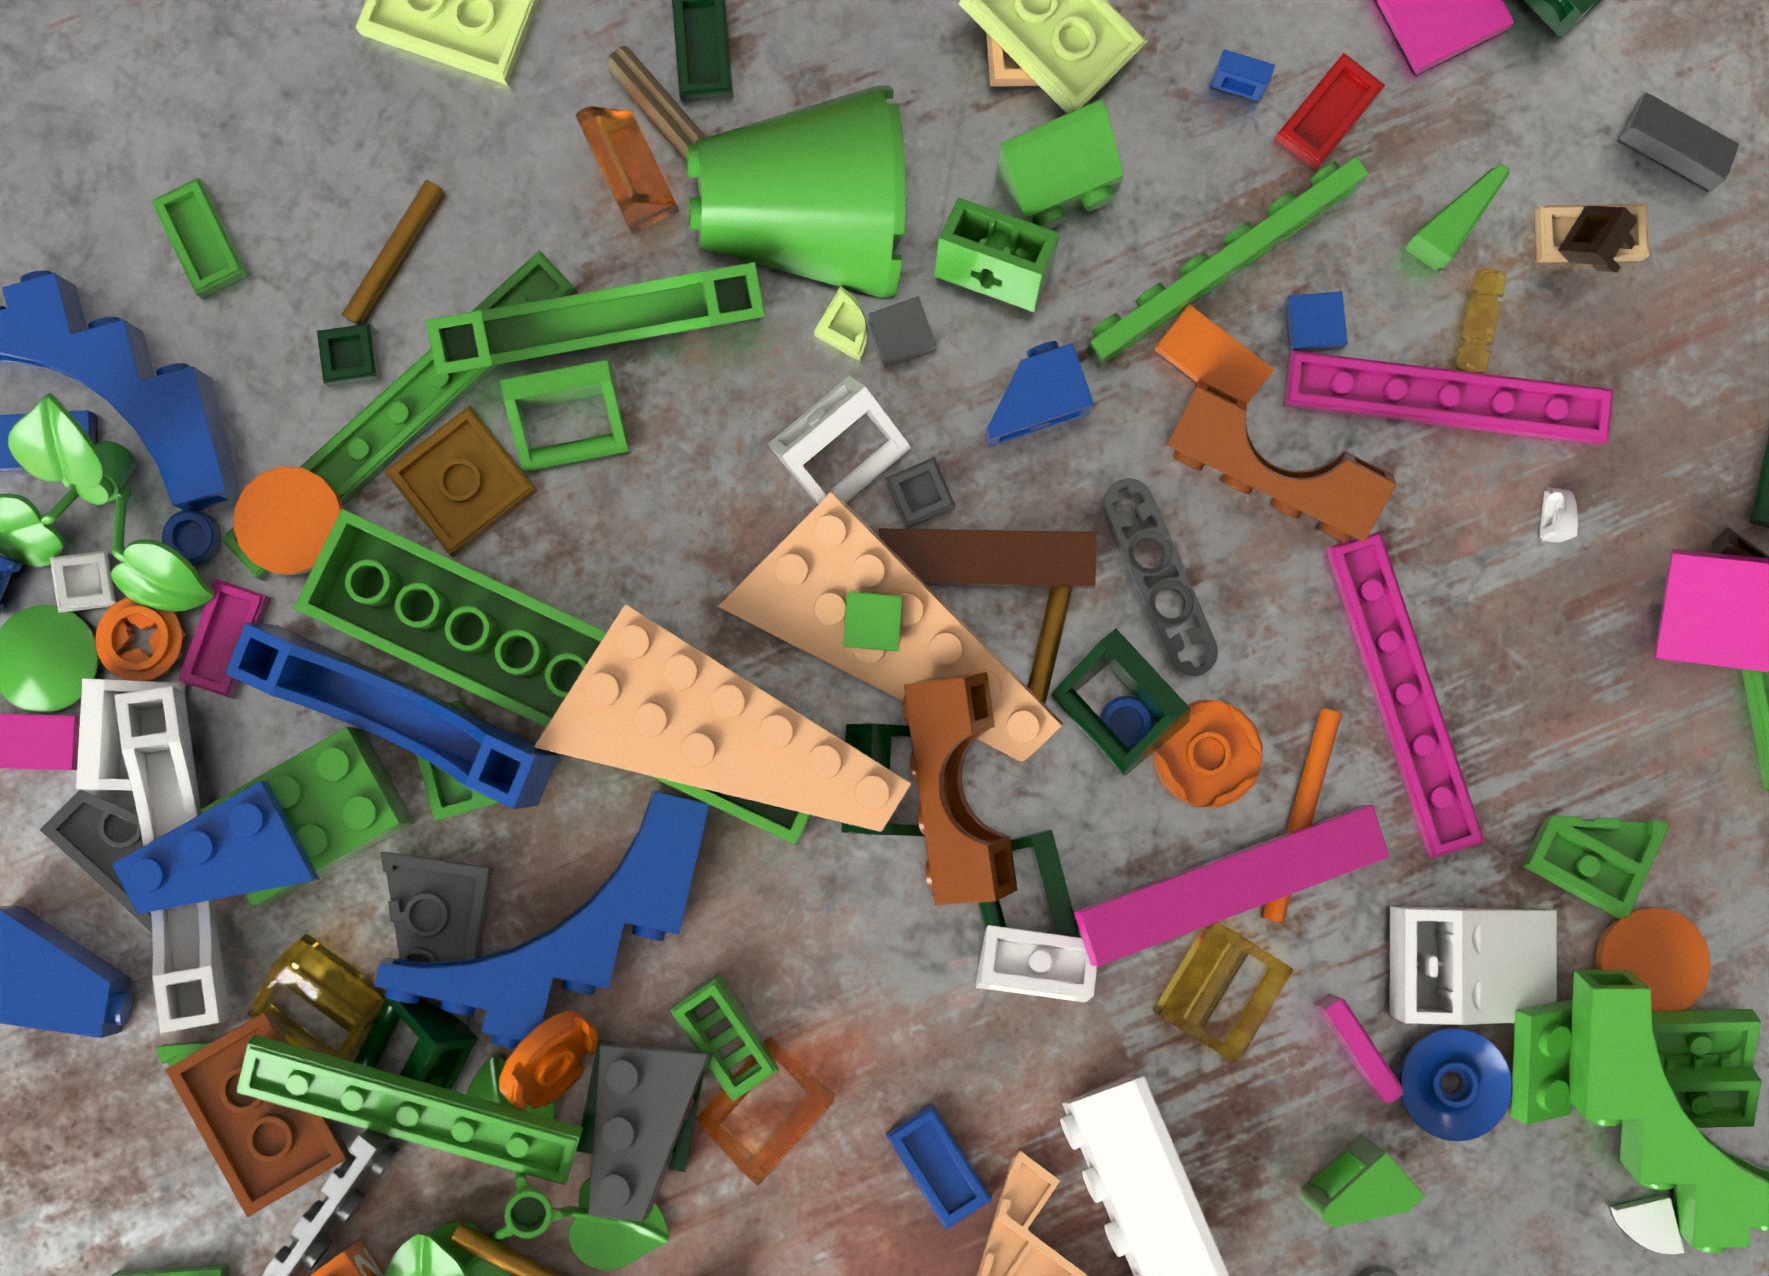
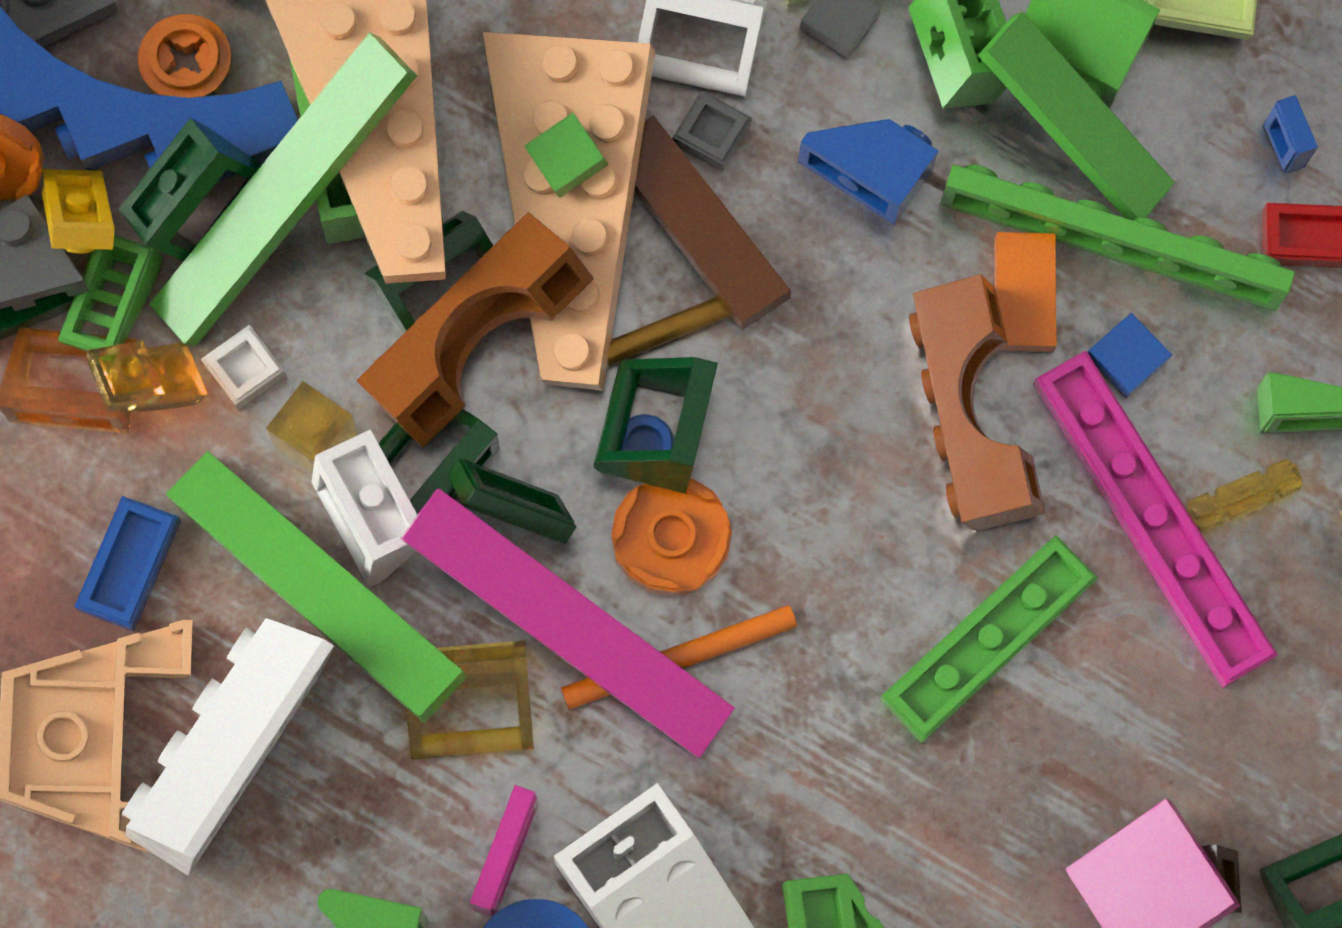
camera: 45 degrees right, 10 degrees down
(557, 867) = (184, 34): none -> orange gear
(643, 1017) = (77, 210): none -> yellow plate
(687, 925) = (179, 184): none -> dark green tile
(751, 853) = (283, 189): none -> tile
(814, 1058) = (146, 378): none -> clear yellow slope
(849, 974) = (243, 367): none -> white tile
(943, 962) = (309, 426): none -> clear yellow brick
(1068, 1046) = (317, 587): none -> bright green tile
(1111, 857) = (511, 500): none -> dark green tile
(1122, 222) = (1076, 118): none -> bright green tile
(1167, 575) = (790, 379): dark grey beam -> none
(1405, 695) = (856, 672): dark pink tile -> none
(1449, 583) = (988, 639): none -> bright green tile
(1558, 516) = (1123, 687): white tile -> none

